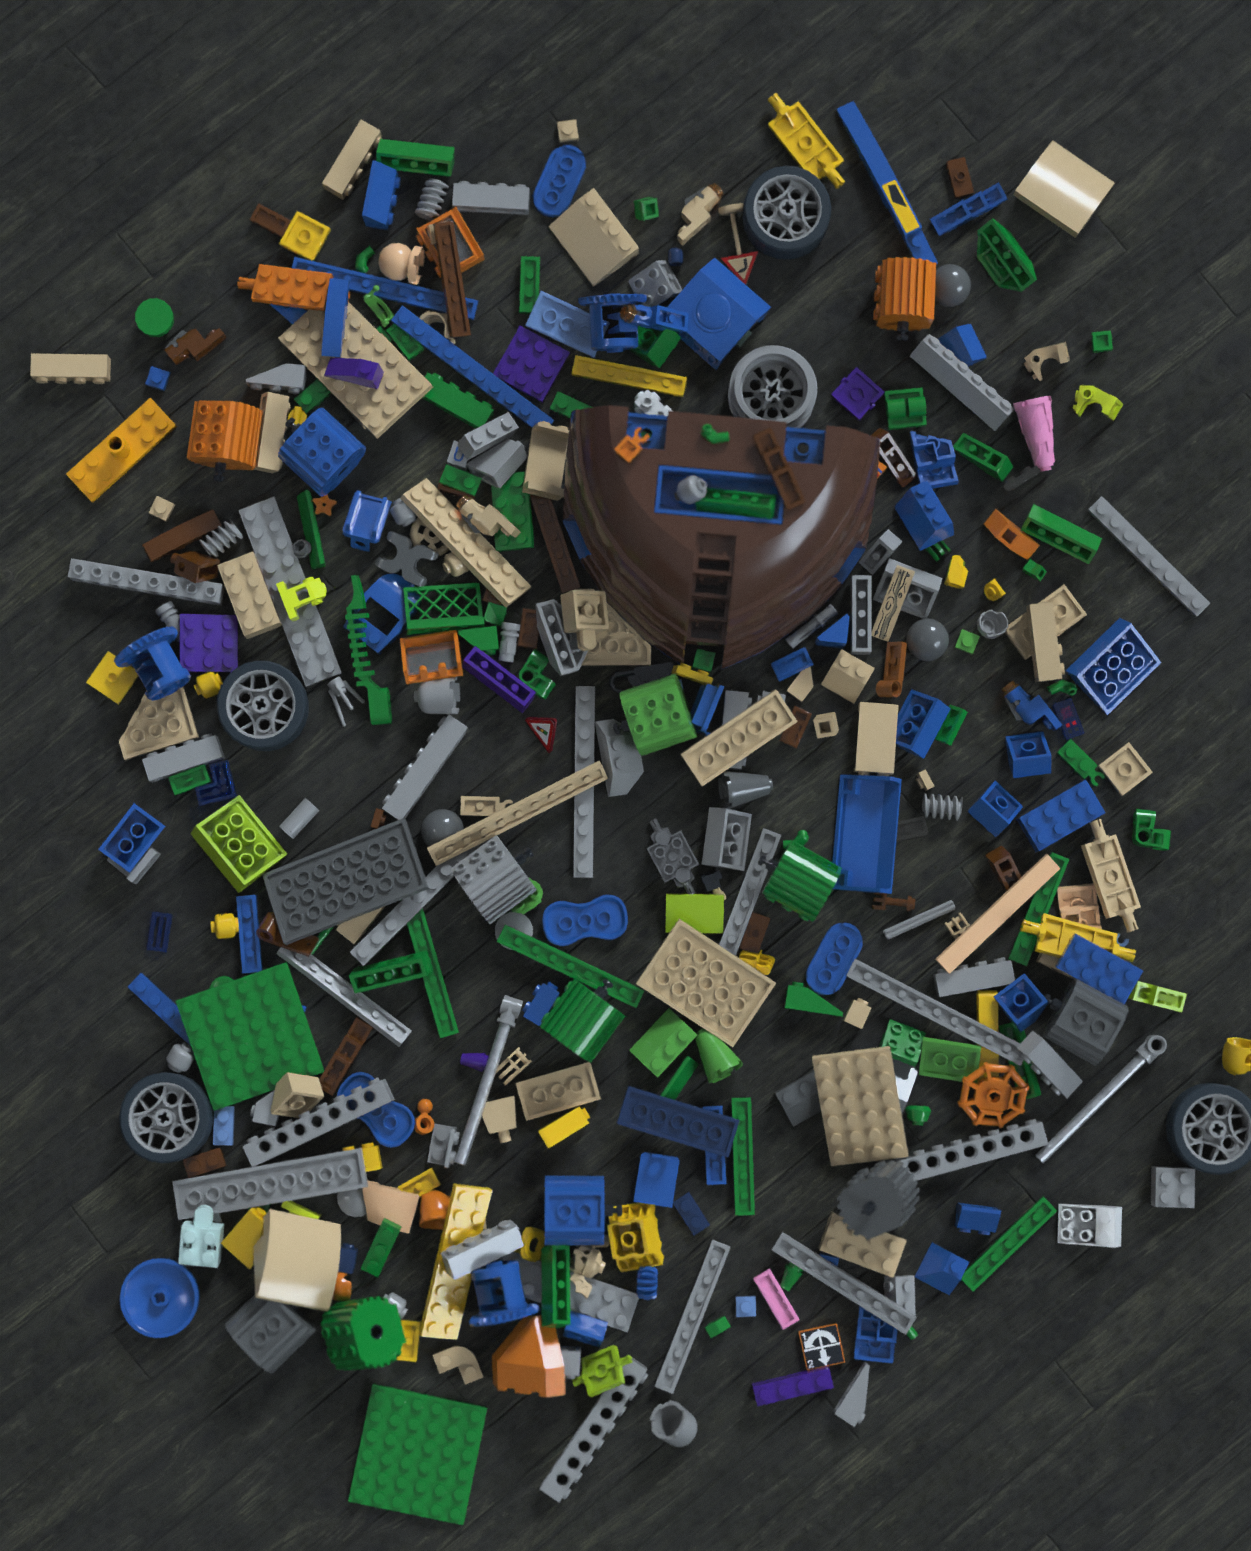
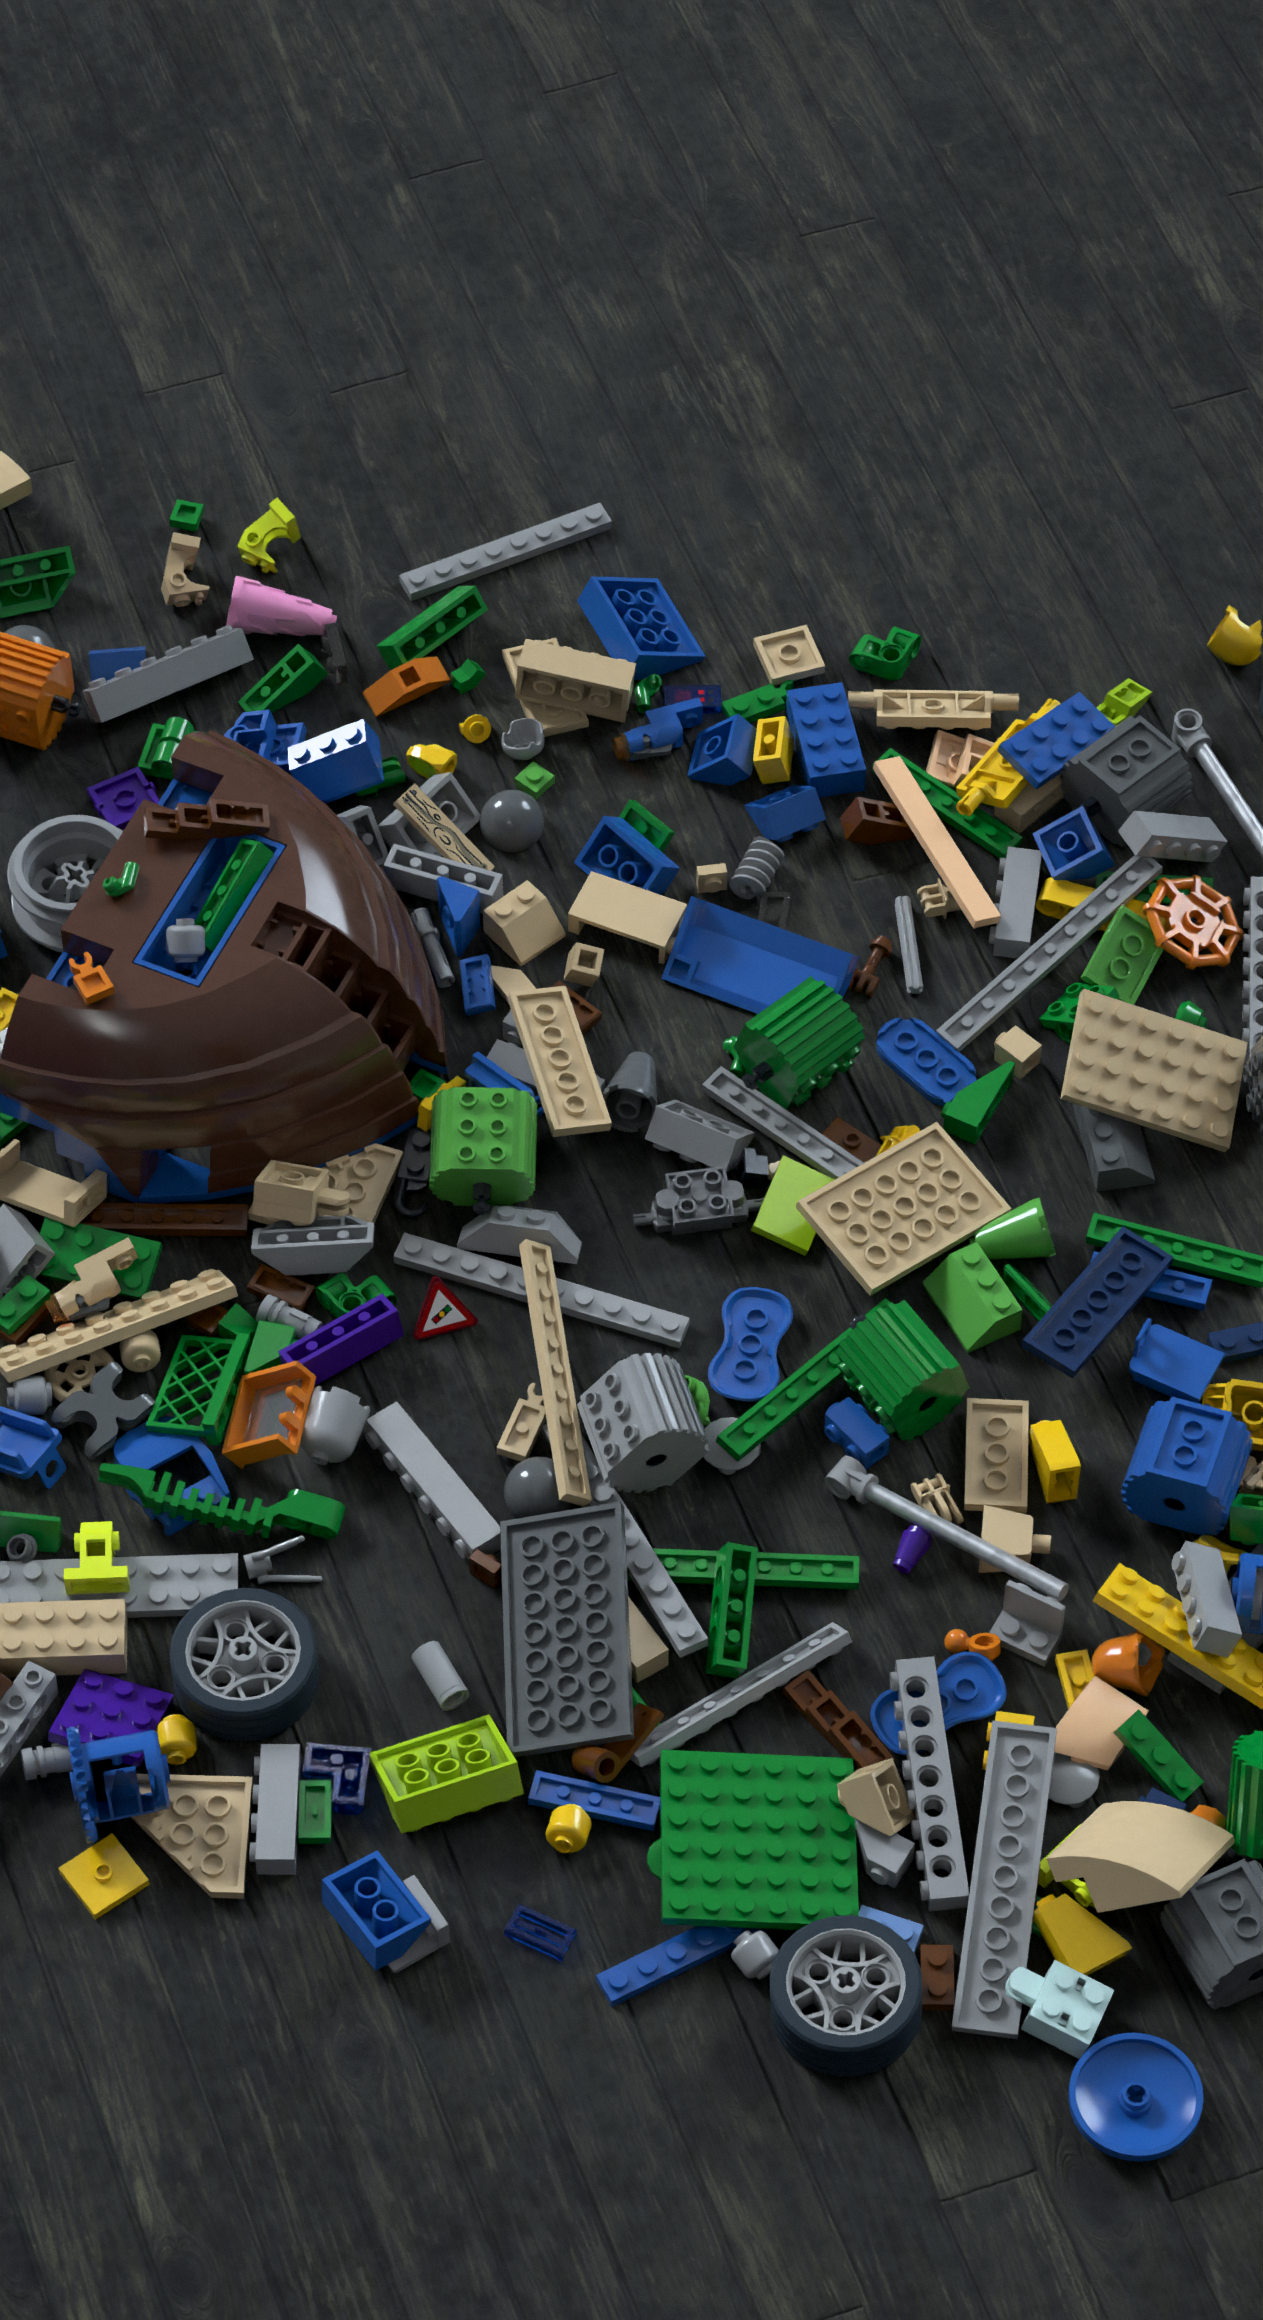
camera: 70 degrees left, 30 degrees down
(894, 670) = (537, 868): dark orange plate -> none
(1038, 786) = (773, 750): none -> yellow brick

